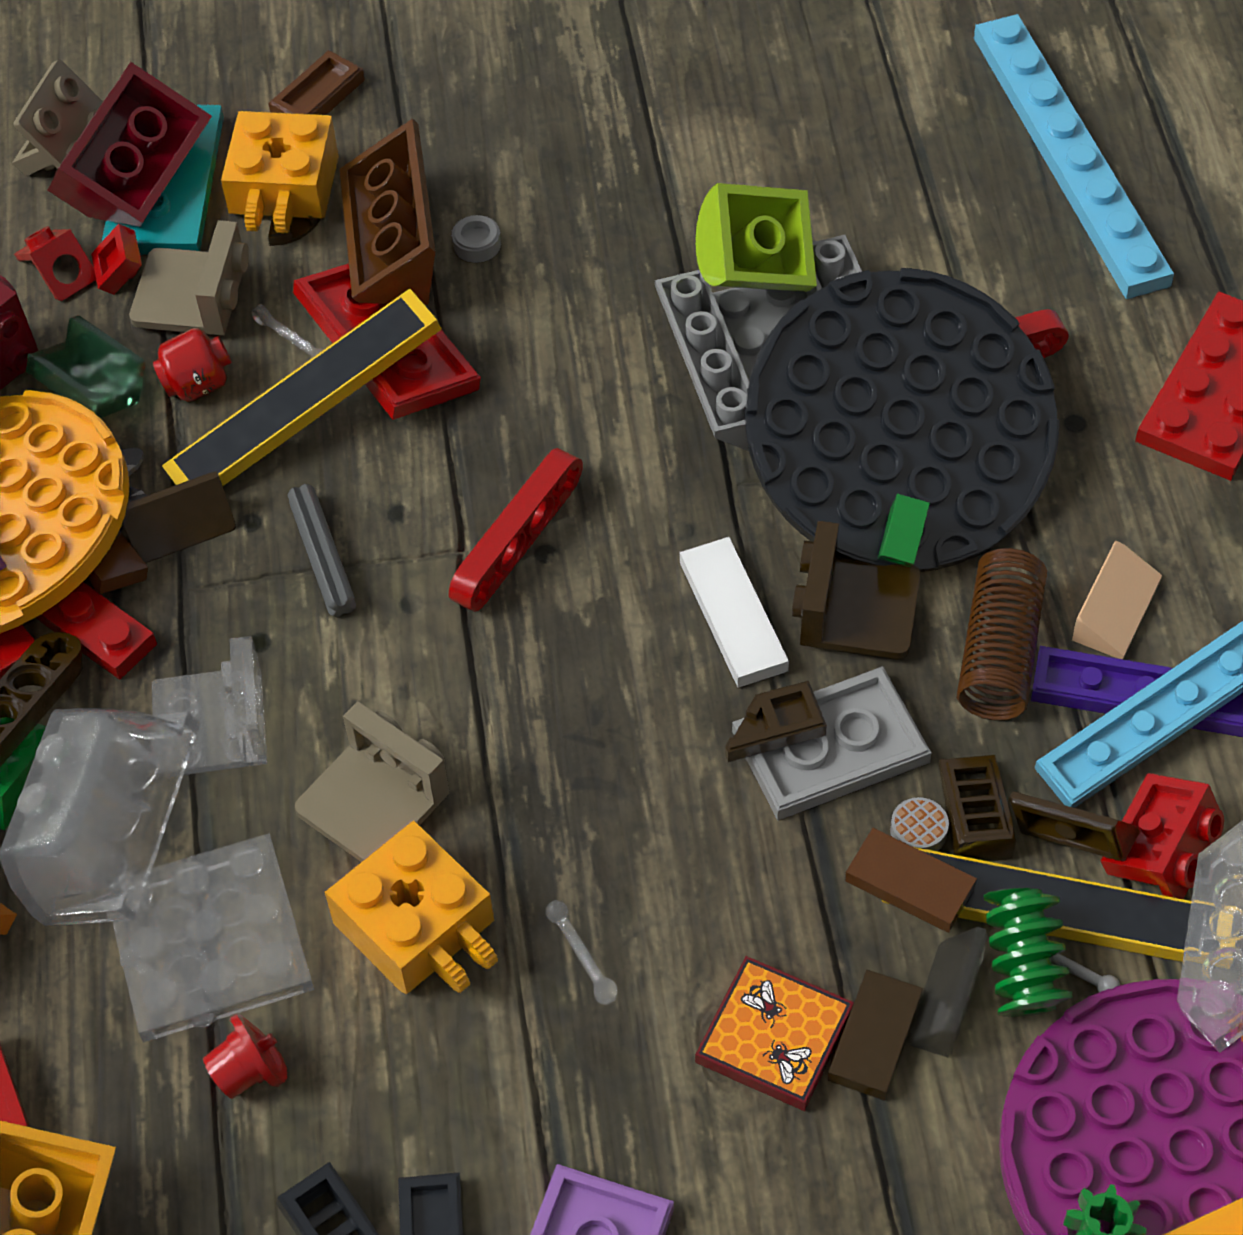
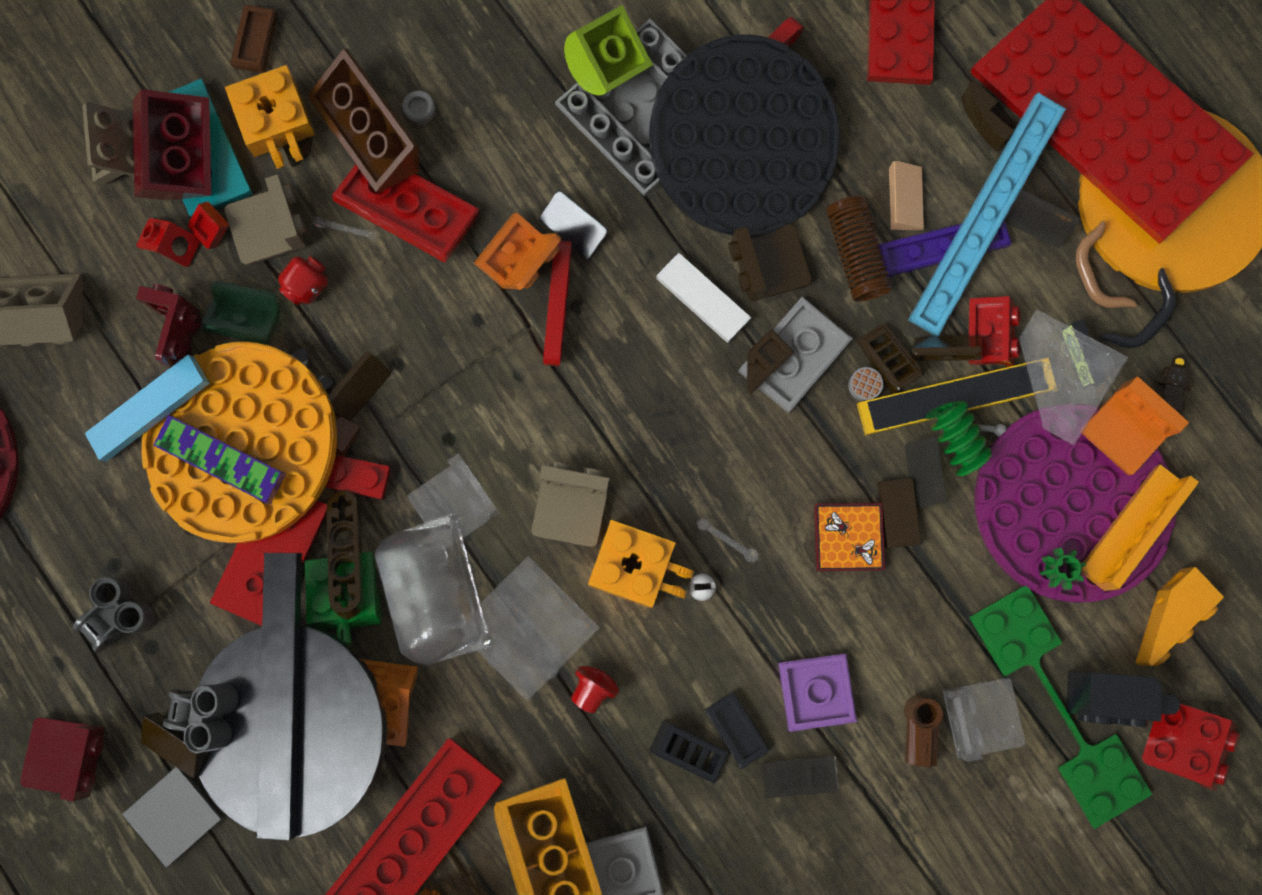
camera: 35 degrees left, 25 degrees up
(307, 392) = (387, 273): black tile -> none
(321, 550) = (451, 366): dark grey axle -> none
(493, 440) = (517, 254): none -> orange bracket
(498, 1008) = (702, 595): none -> white hinge
(606, 453) = (574, 225): none -> slope
(903, 530) = (779, 211): green piece -> none
(910, 880) = (880, 422): reddish brown tile -> none

